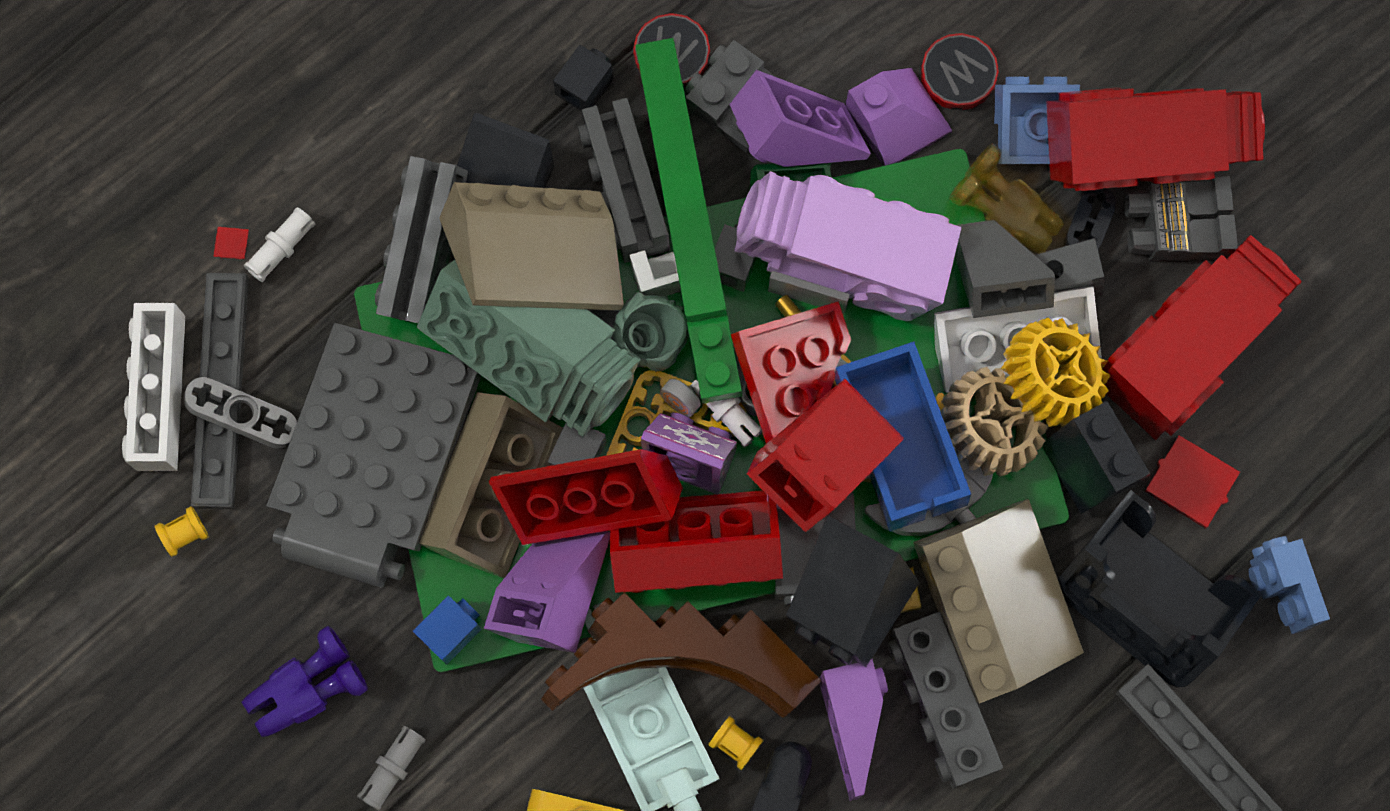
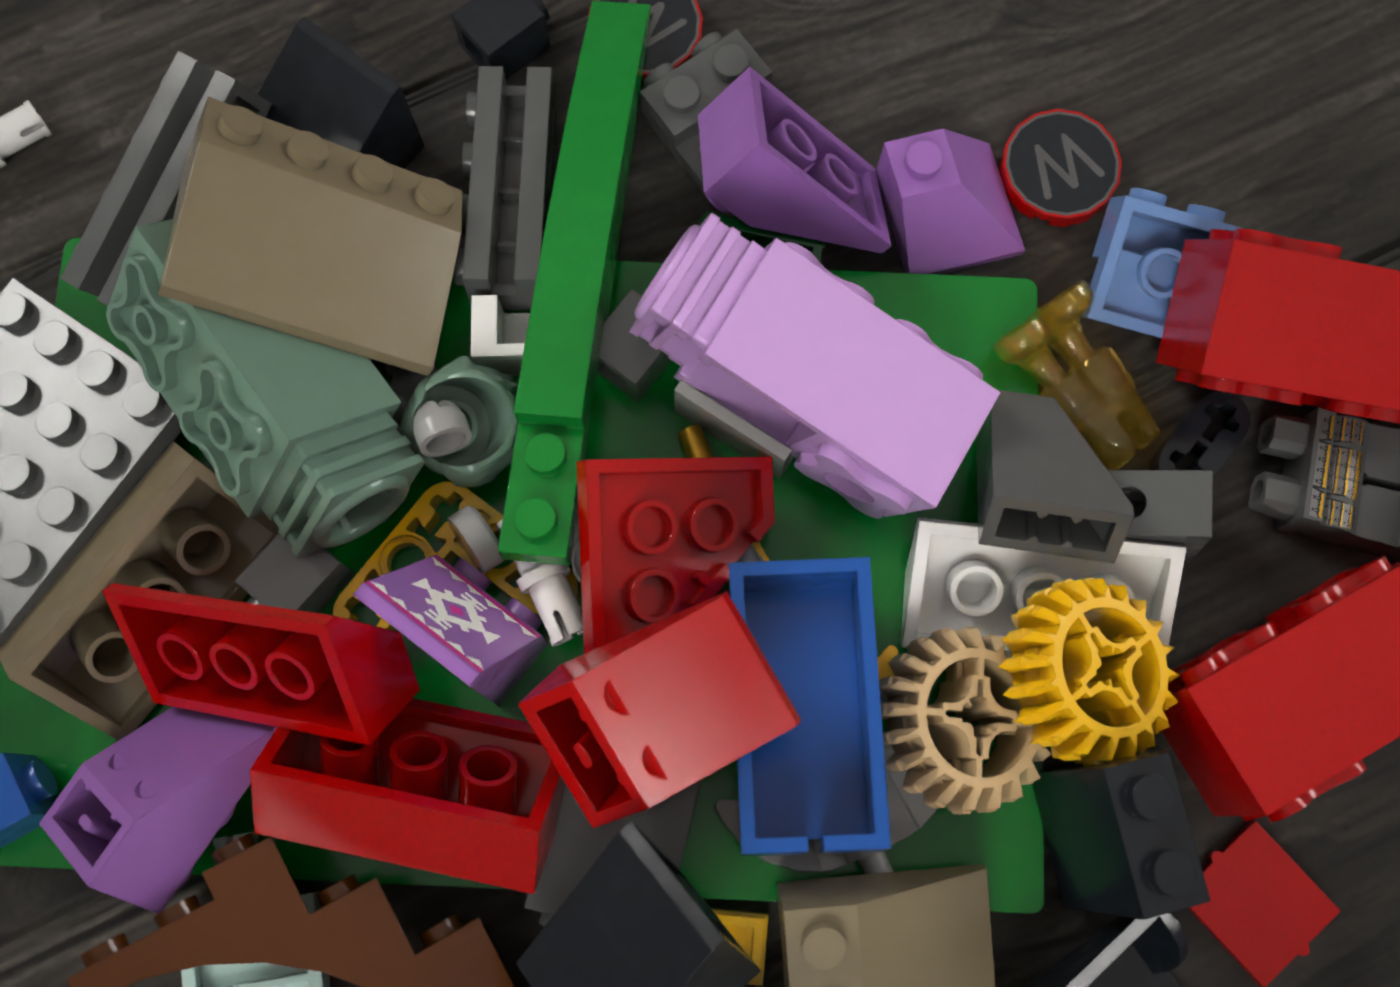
camera: 15 degrees right, 0 degrees up
(643, 338) = (440, 428): none -> light grey hinge

